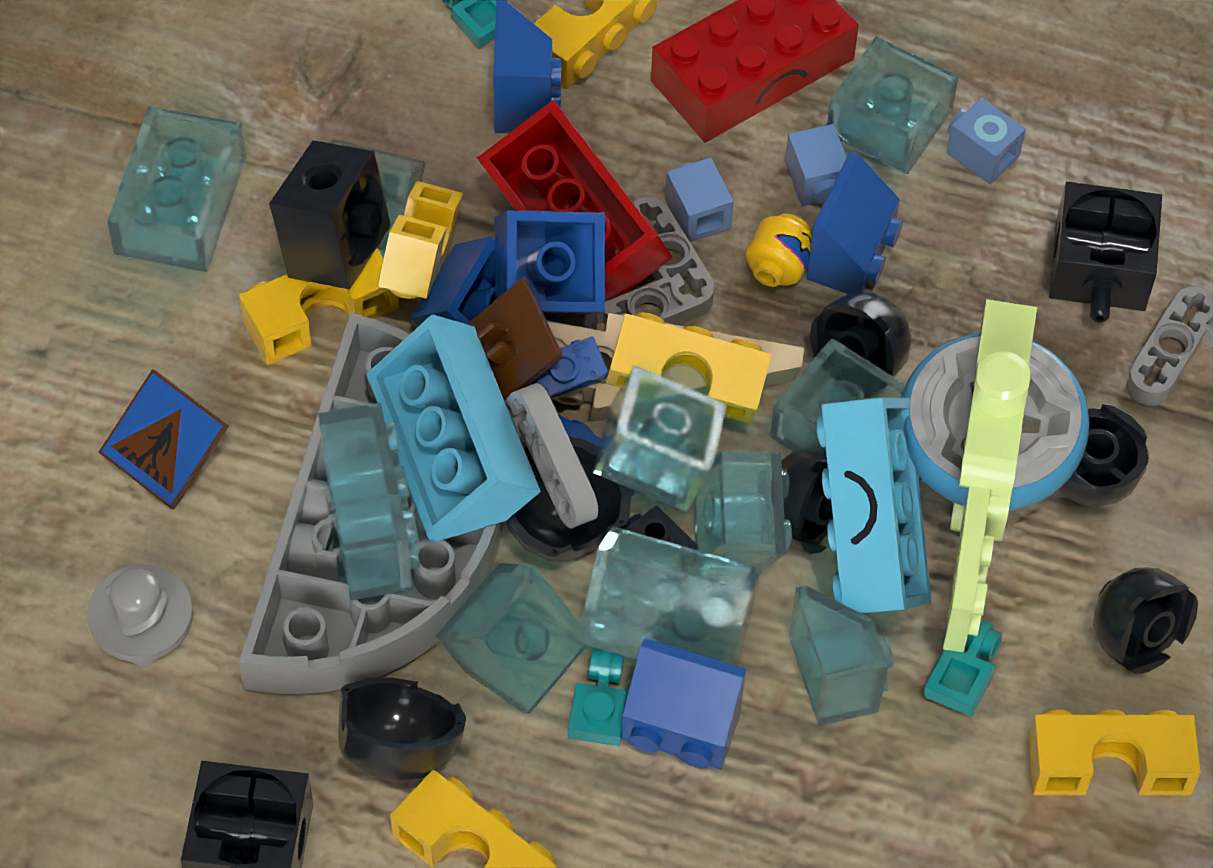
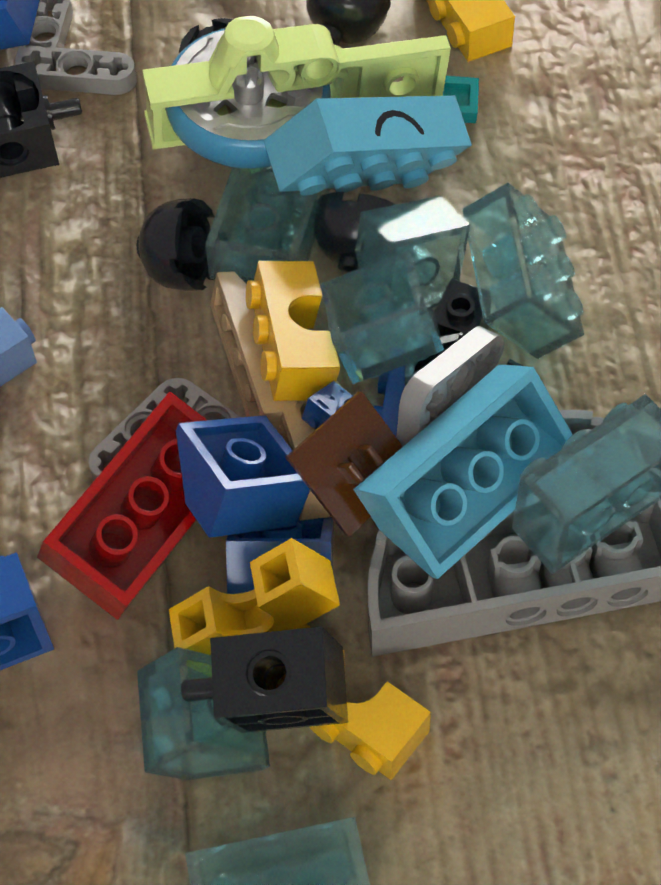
camera: 110 degrees left, 0 degrees up
(163, 439) = (579, 765): piece -> none
(514, 635) = (598, 381): clear light blue slope -> none
(599, 709) = (619, 314): teal plate -> none
(683, 704) = (598, 242): slope -> none
(699, 199) = (74, 426): medium blue brick -> none
(779, 250) = (109, 339): yellow head -> none
(838, 657) = (505, 146): clear light blue slope -> none
(854, 229) = (66, 295): blue slope -> none

